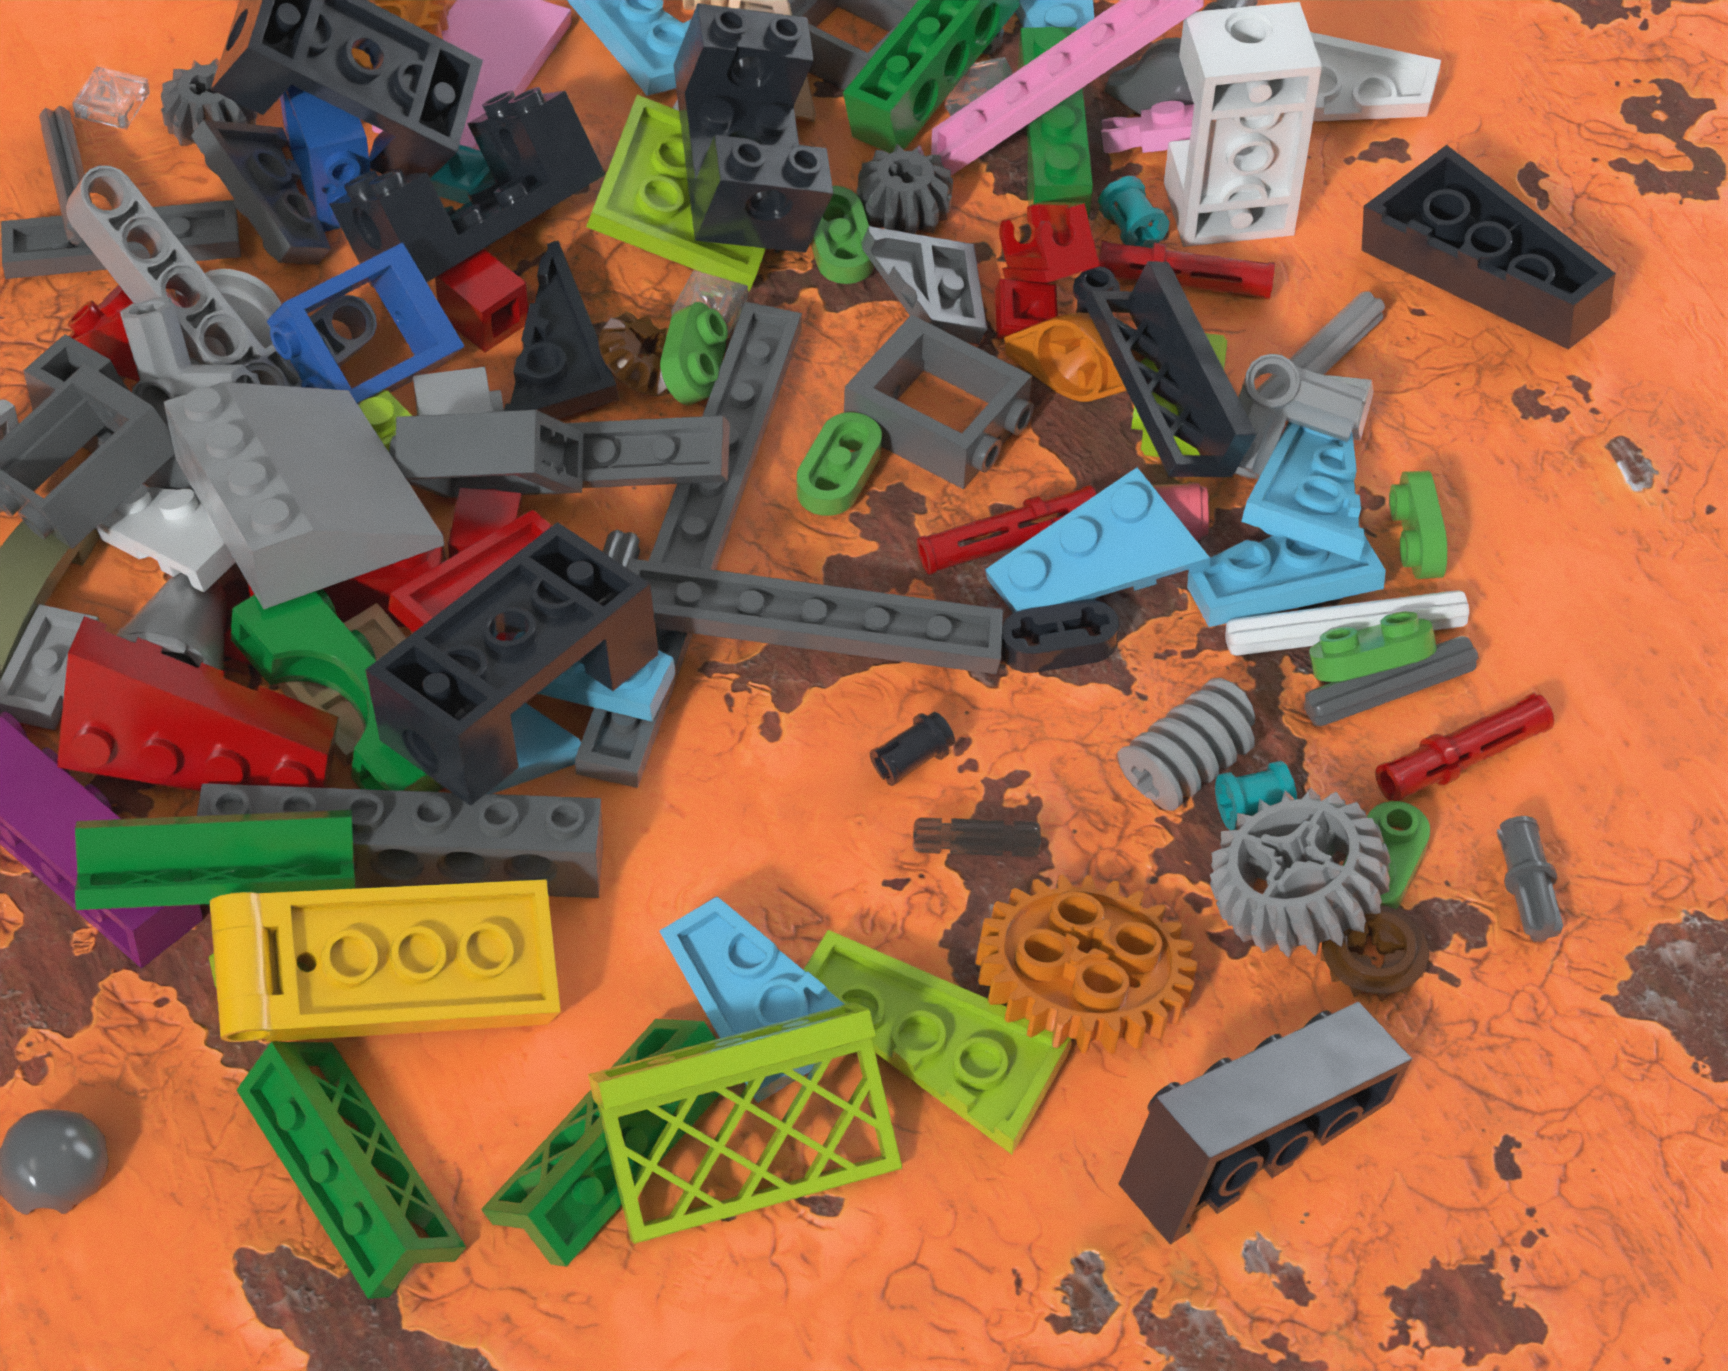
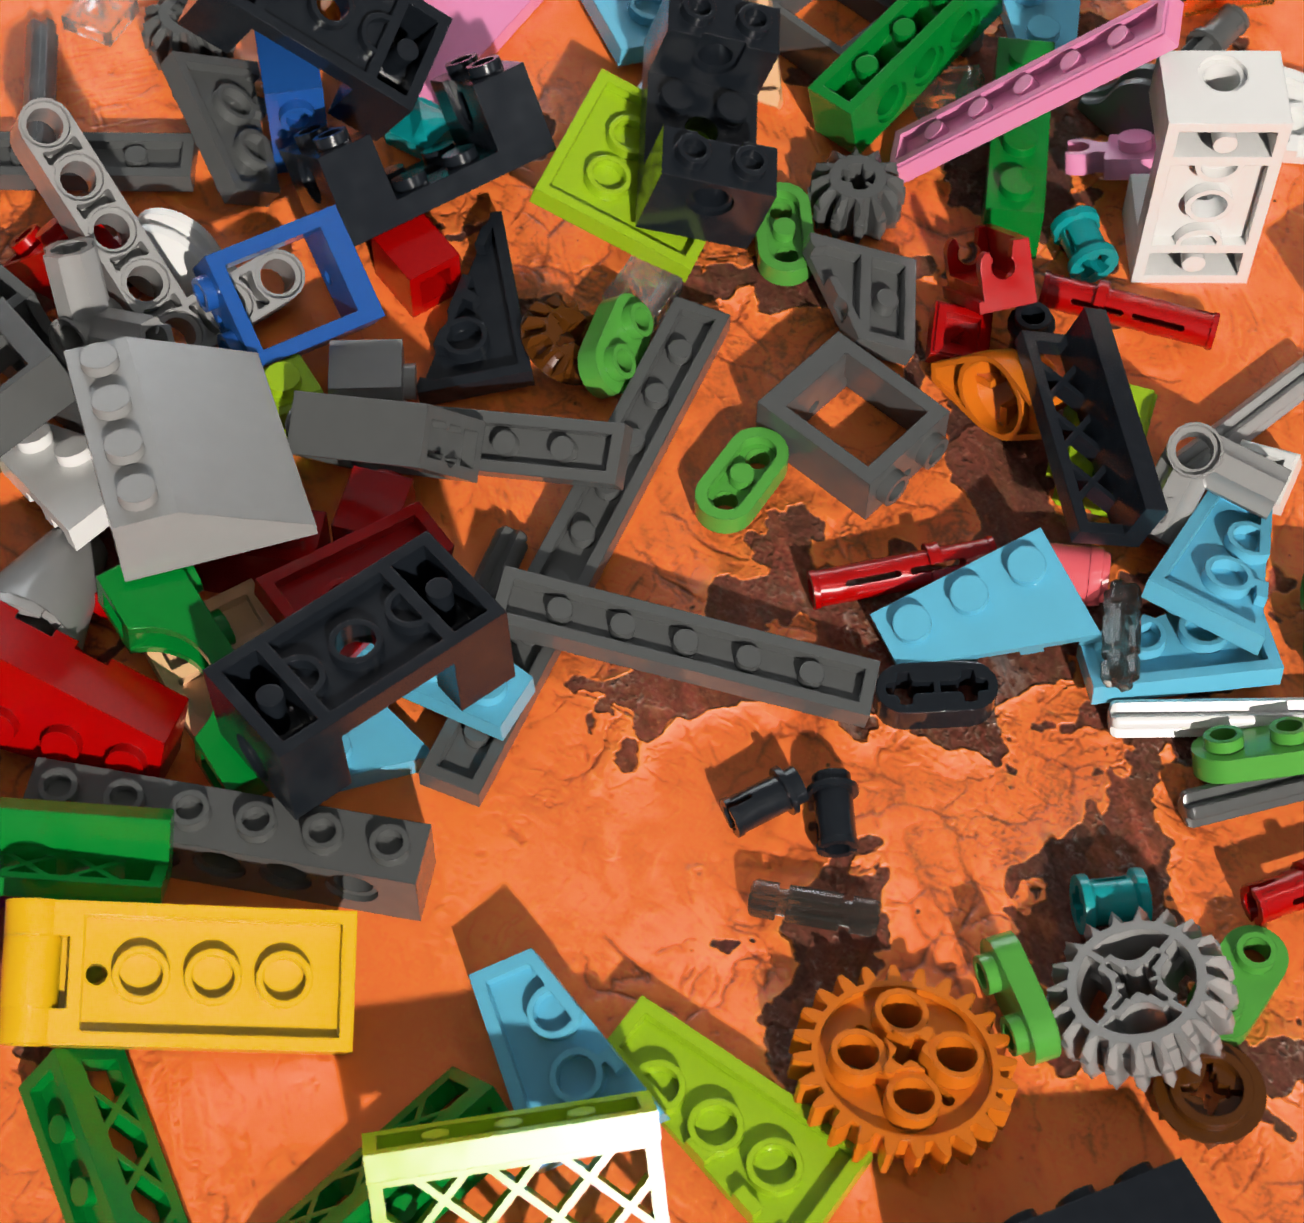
camera: 10 degrees right, 5 degrees up
(978, 736) = (833, 802): none -> black pin
(1185, 888) = (1027, 1017): none -> bright green plate
(1190, 744) = (1048, 835): light grey piece -> none
(1228, 557) = (1121, 635): none -> clear smoke axle

